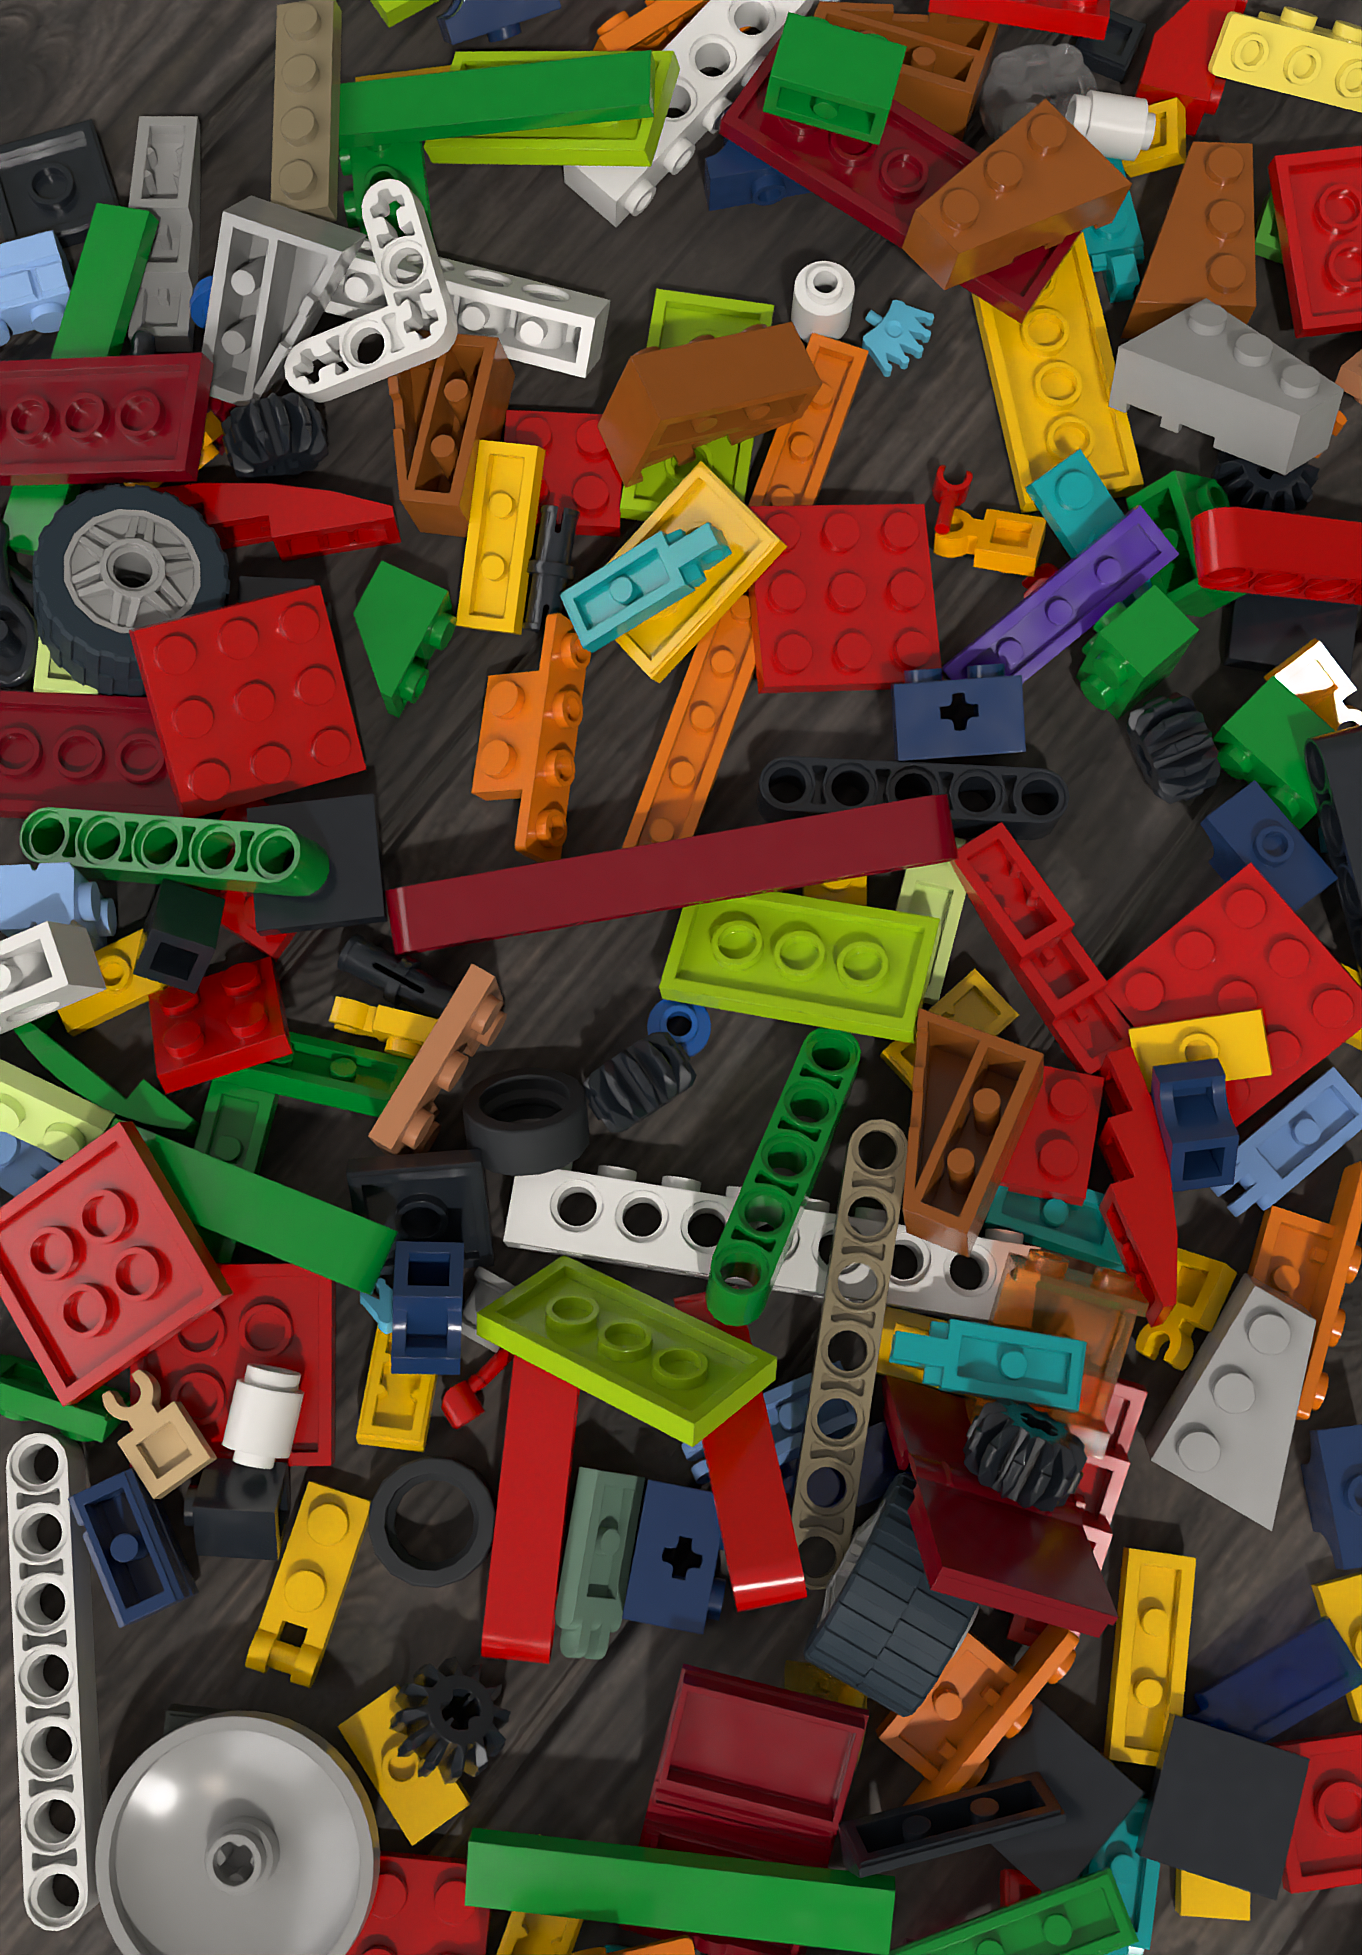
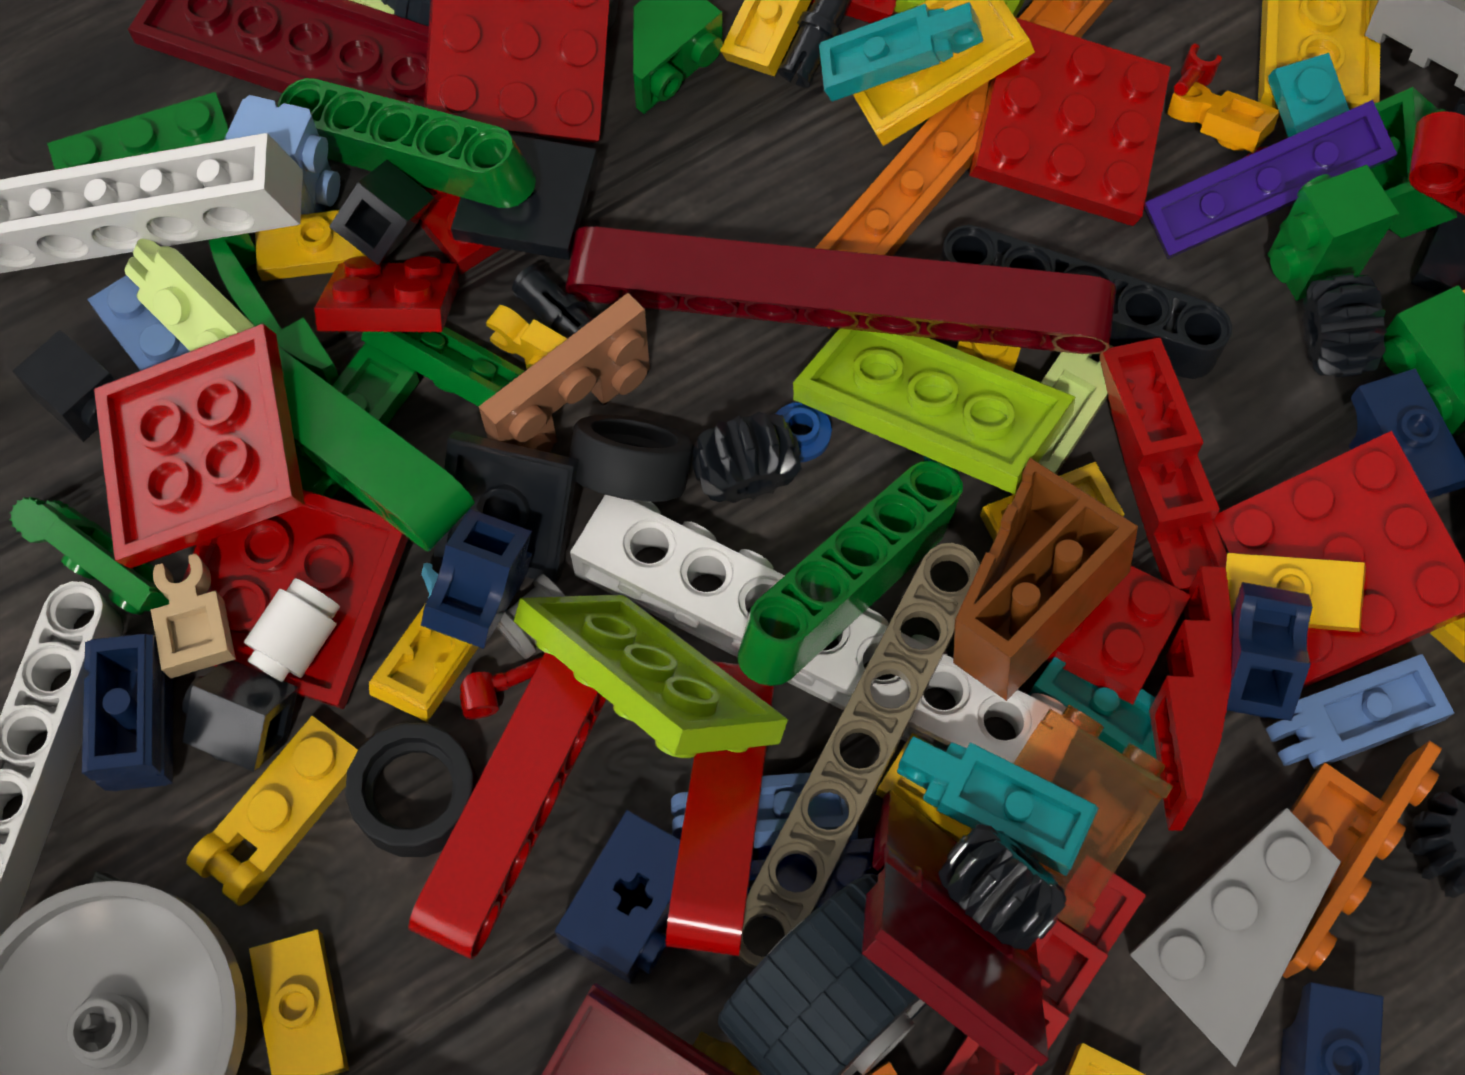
camera: 20 degrees right, 10 degrees down
(433, 1736) = (339, 994): black gear -> none
(532, 740) = (758, 153): orange bracket -> none
(597, 1561) = (550, 876): sand green hinge -> none
(992, 729) = (1180, 232): dark blue brick -> none
(1200, 1296) = (1217, 826): yellow plate -> none

